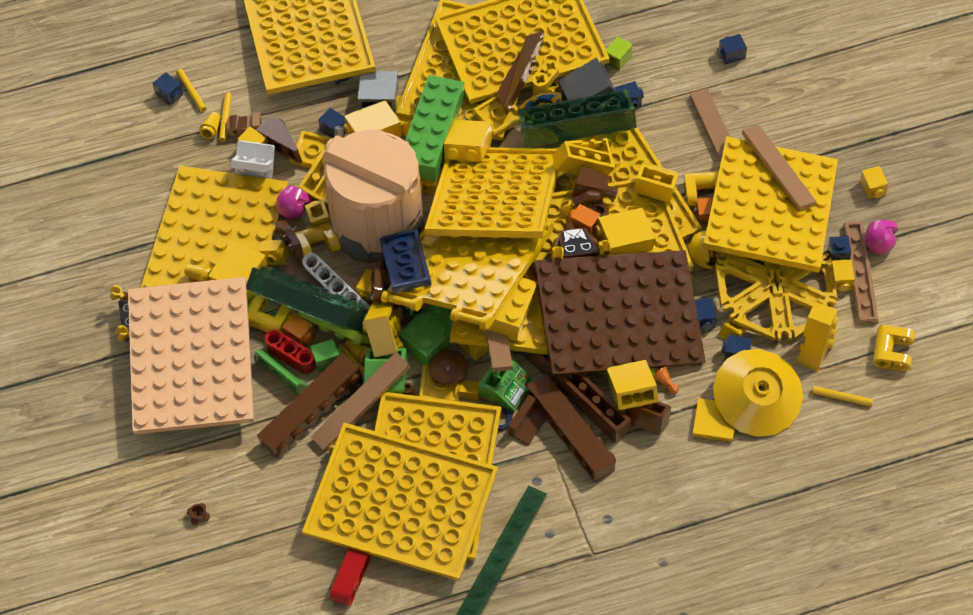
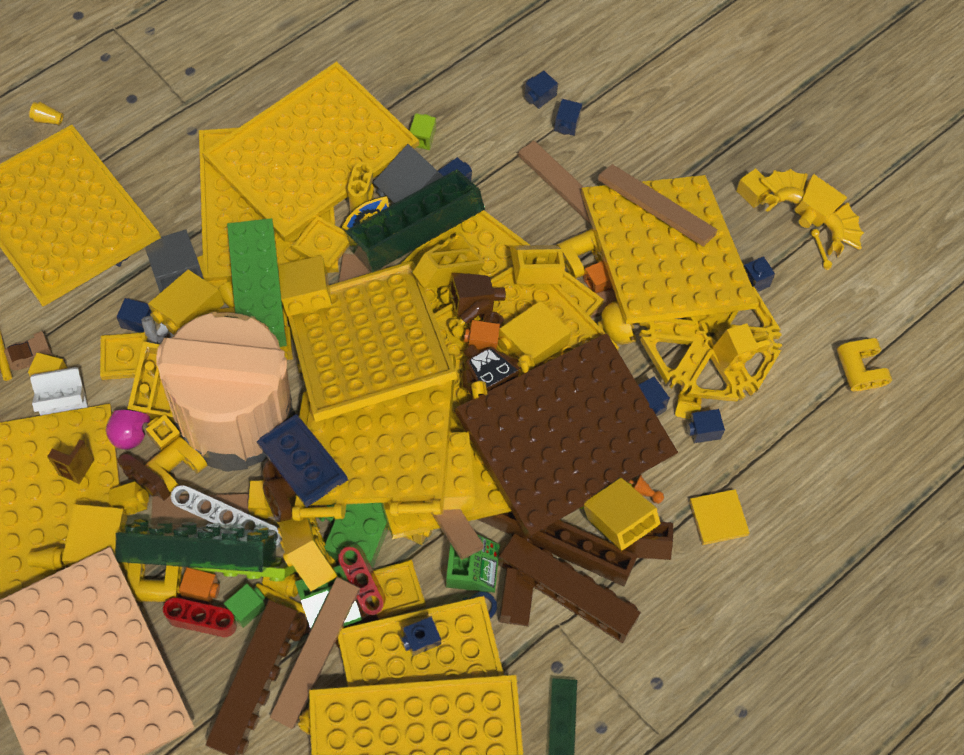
camera: 30 degrees left, 5 degrees up
(243, 213) = (73, 466): none -> reddish brown panel
(279, 136) = (79, 354): slope -> none
(280, 371) = (198, 645): bright green slope -> none
(422, 370) = (362, 565): none -> red beam
(440, 415) = (420, 636): none -> dark blue brick
(448, 367) = (397, 566): reddish brown dish -> none
(469, 390) = (432, 583): yellow slope -> none
(520, 71) = (328, 186): reddish brown wedge -> none
(744, 78) = (568, 117): none -> dark blue brick
(746, 406) = (736, 478): yellow dish -> none
(787, 296) = (739, 346): none -> yellow brick
(819, 336) = (788, 381): yellow wedge -> none
(842, 396) = (837, 438): yellow bar -> none
(843, 275) = (775, 300): yellow brick -> none
(863, 284) = (790, 295): medium nougat tile -> none
(880, 236) = (793, 245): dark pink helmet -> none
(906, 263) = (827, 264): none -> yellow hinge
(919, 210) = (817, 205): none -> yellow torso

